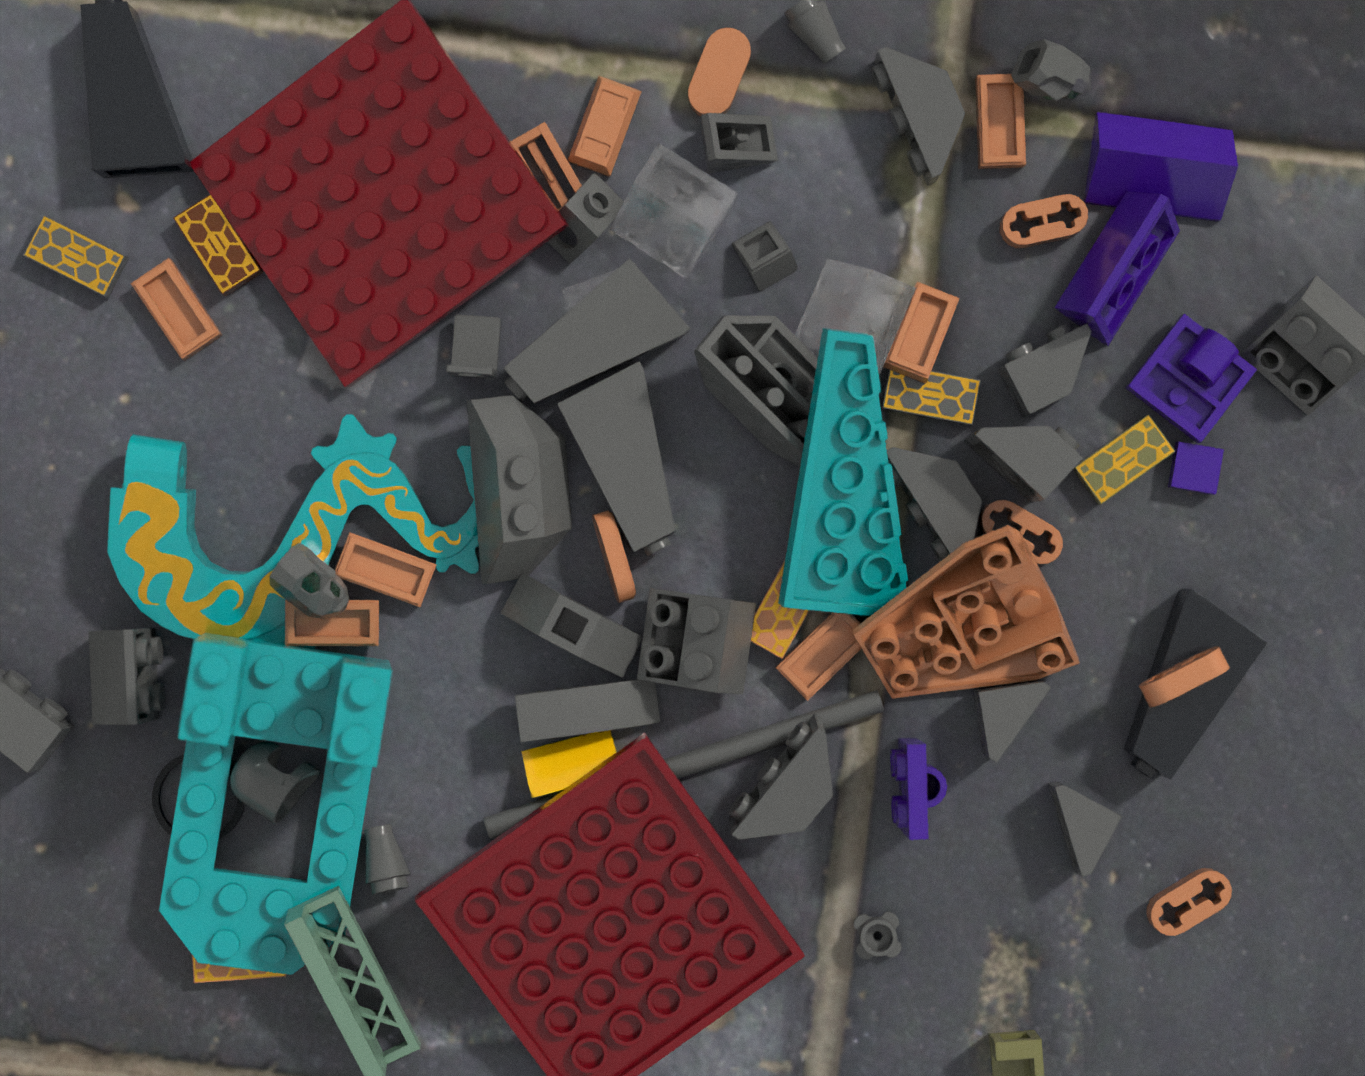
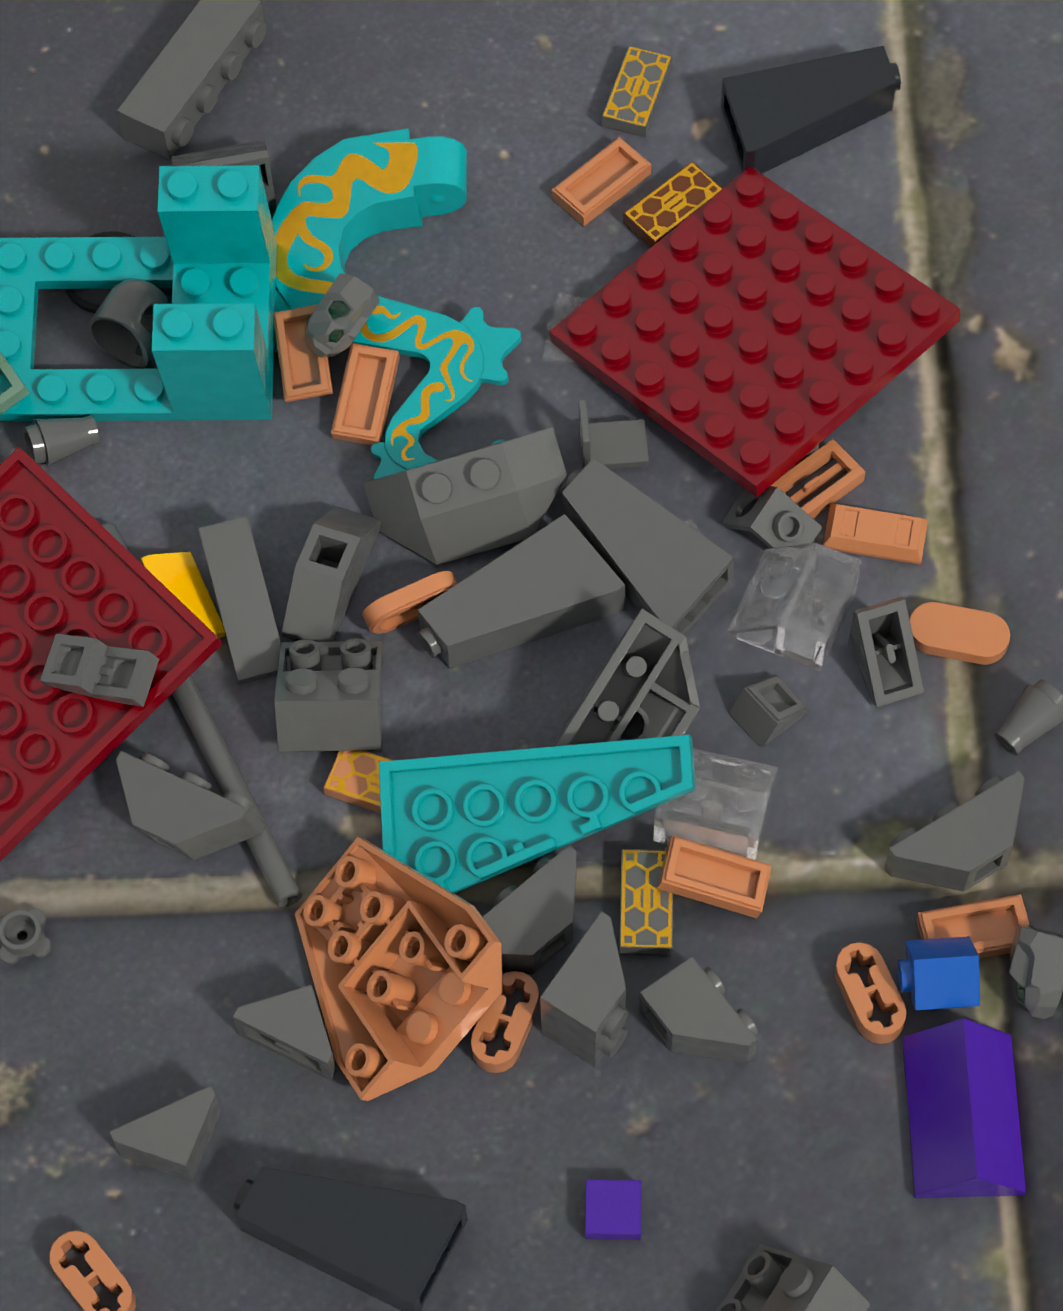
camera: 85 degrees right, 25 degrees down
(659, 846) = (99, 670): none -> dark grey slope
(821, 654) = (327, 825): nougat tile -> none
(912, 804) = (173, 929): dark purple plate -> none
(1046, 157) = (940, 973): none -> blue brick
(1120, 264) = (830, 1082): dark purple slope -> none
(1123, 459) = (609, 1124): tile -> none
(1184, 676) = (358, 1200): nougat beam -> none
(1191, 377) = (718, 1183): dark purple plate -> none

